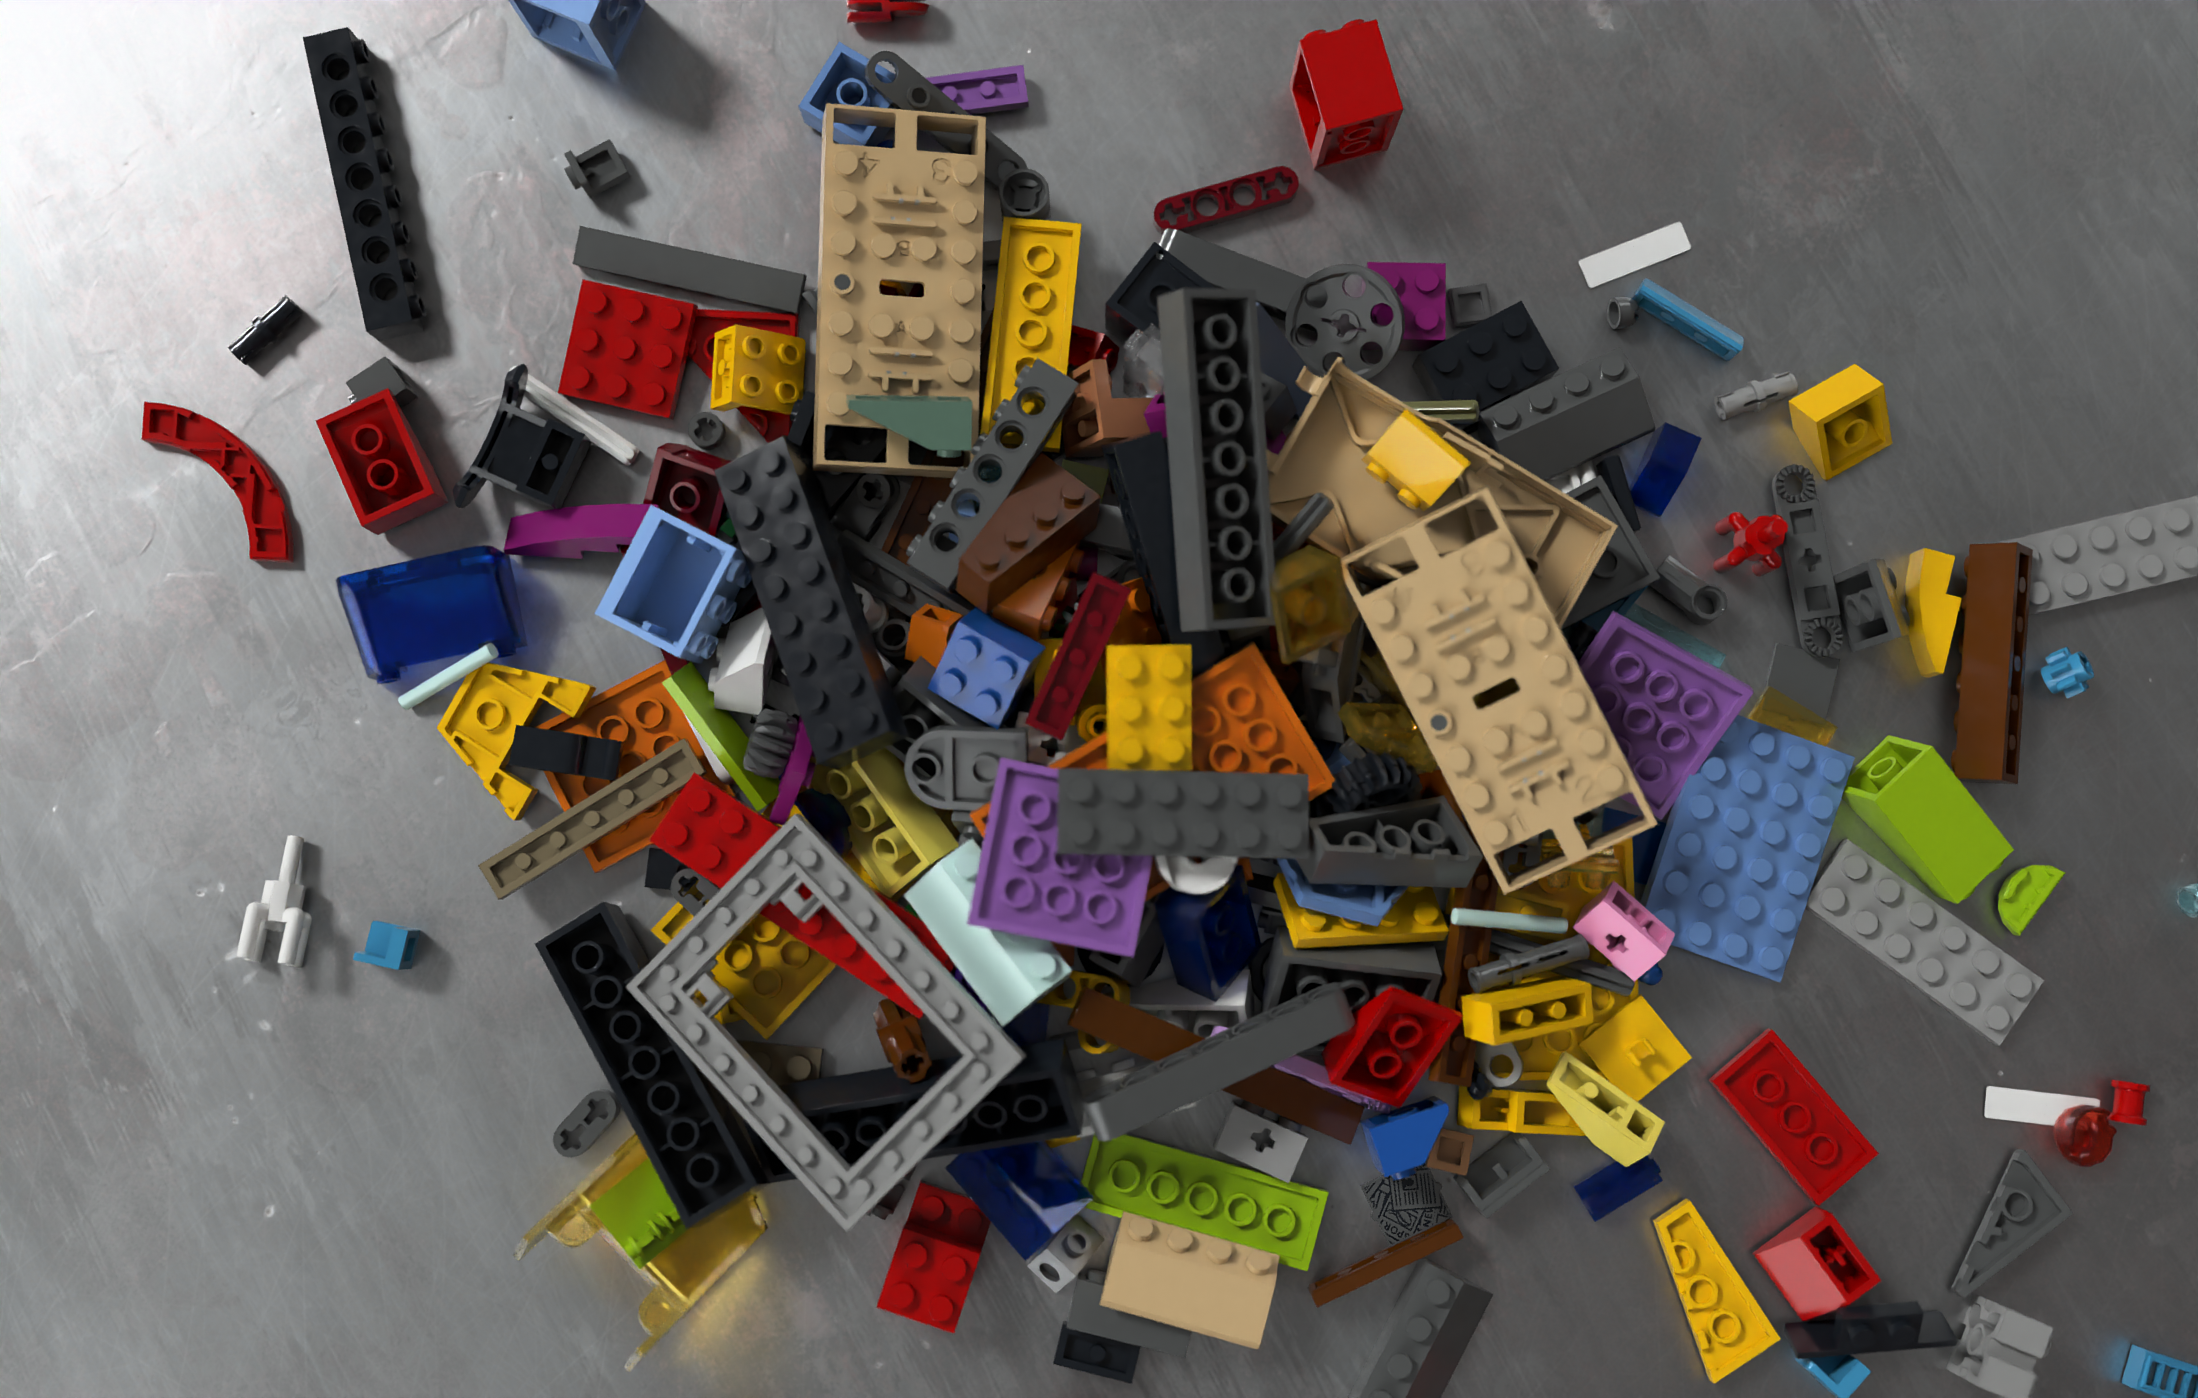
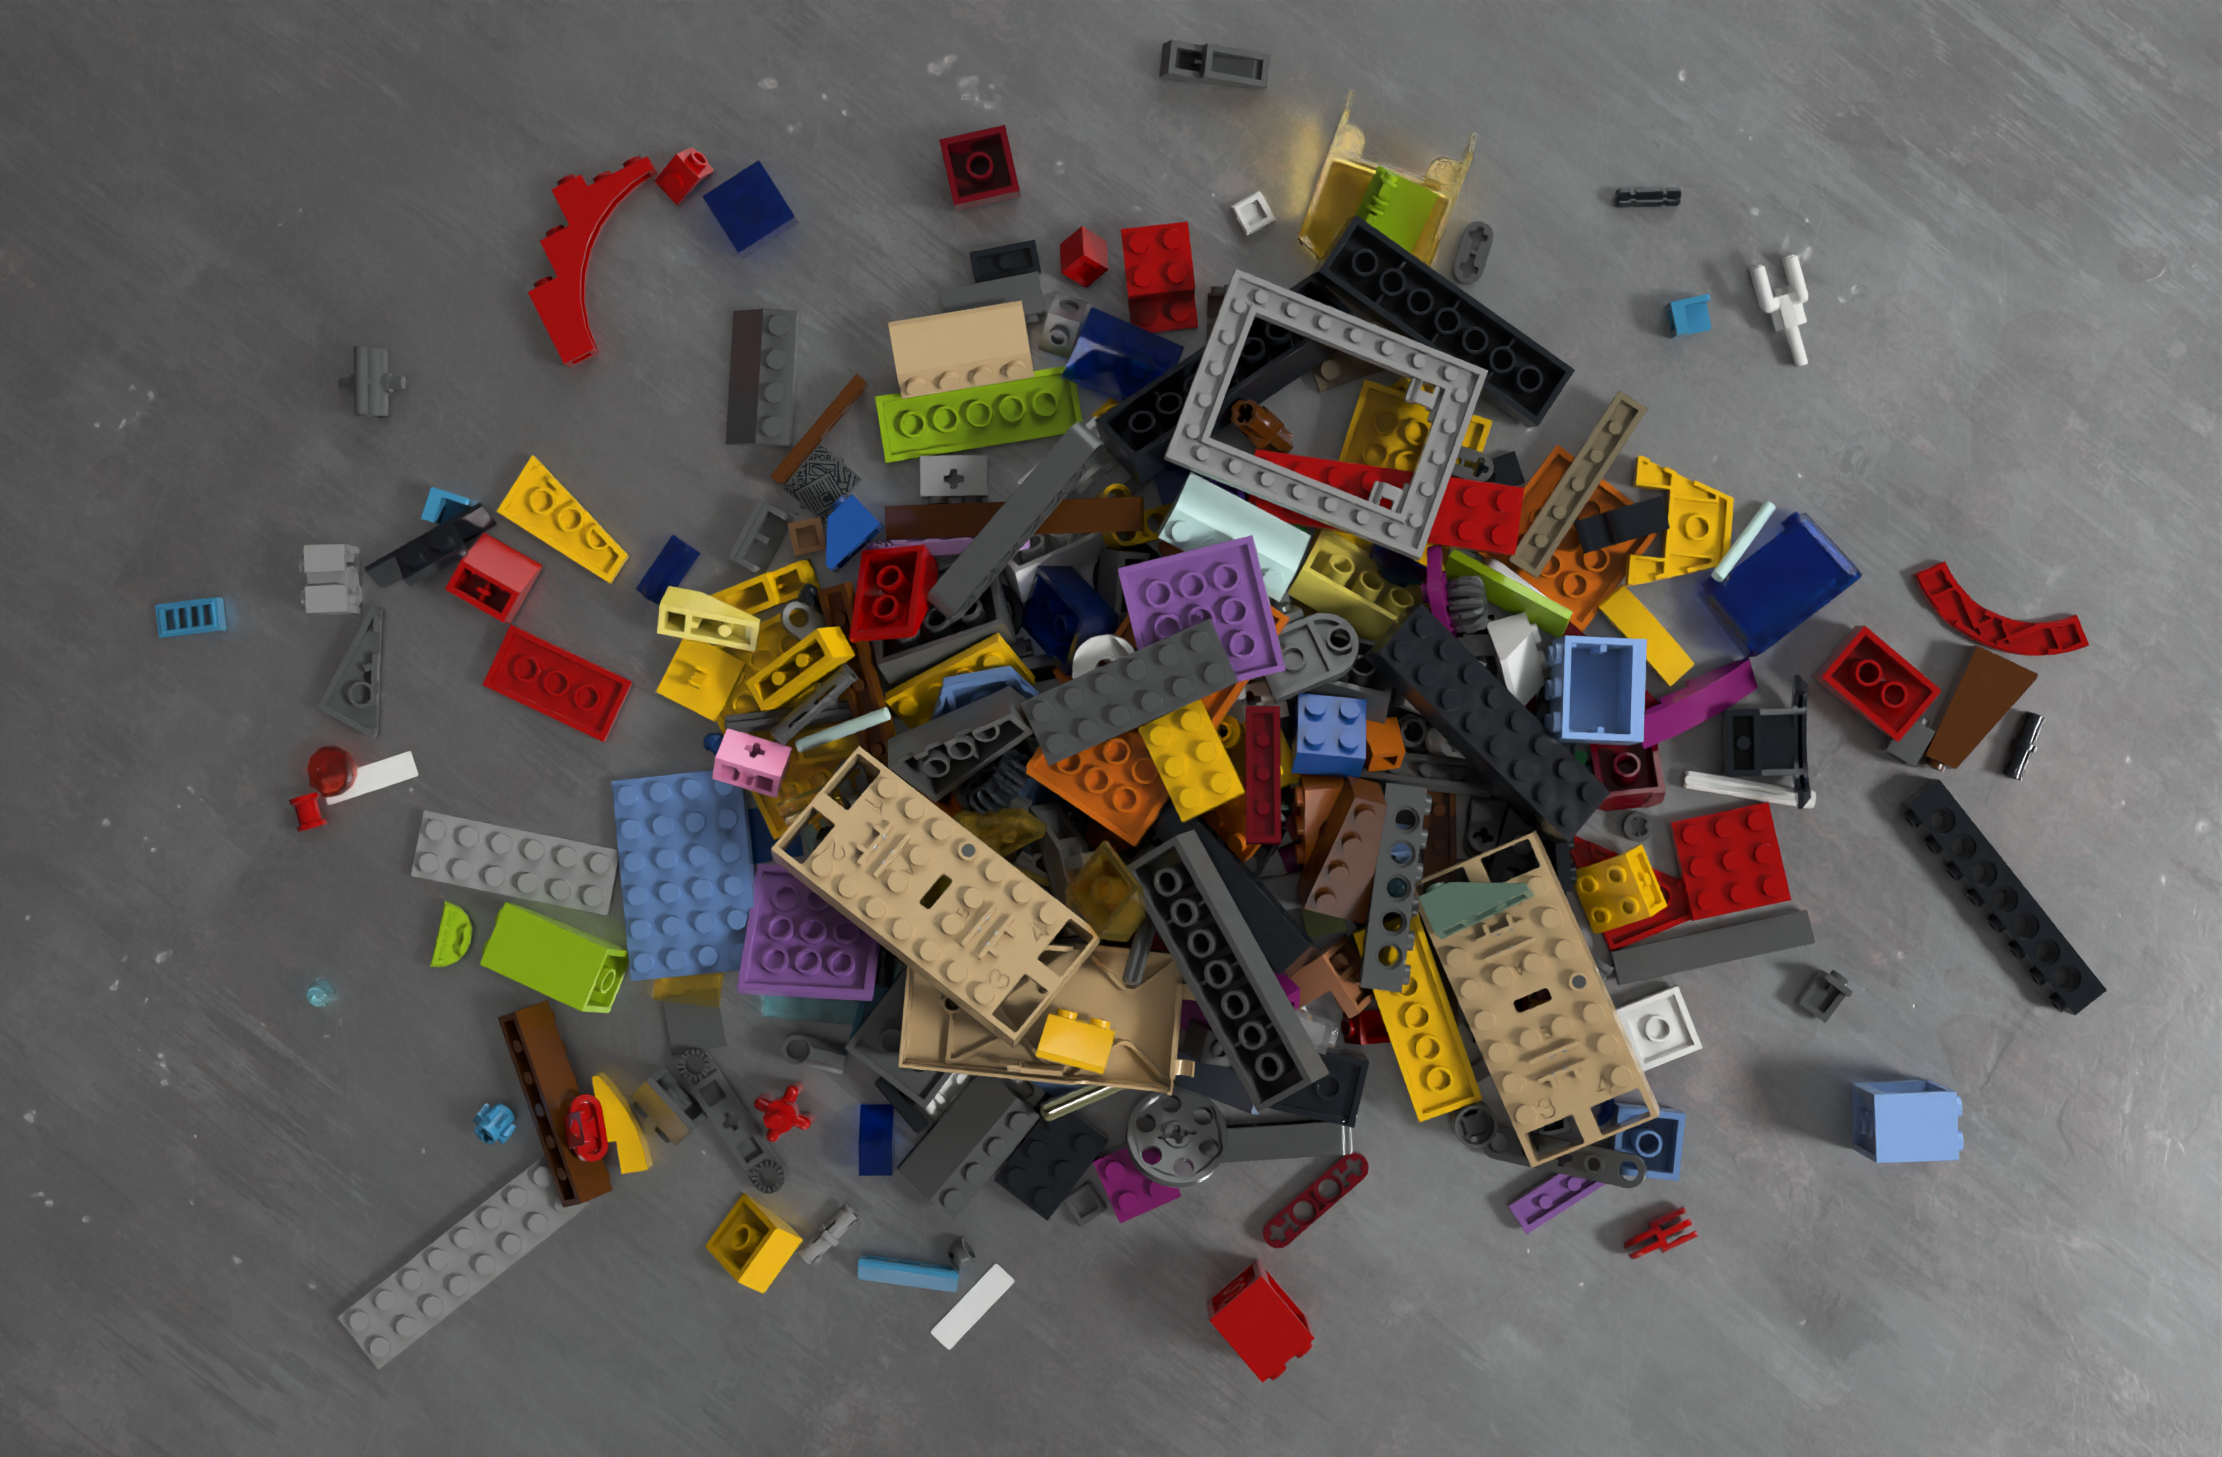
camera: 155 degrees right, 5 degrees up
(288, 397) = (1973, 705): none -> reddish brown slope
(369, 1095) = (1648, 197): none -> black axle
(602, 641) = (1636, 622): none -> yellow slope
(783, 212) = (1659, 1027): none -> white plate
(802, 1278) = (1253, 214): none -> white tile
(1008, 1318) = (1084, 257): none -> red panel
(1975, 620) = (586, 1128): none -> red bracket

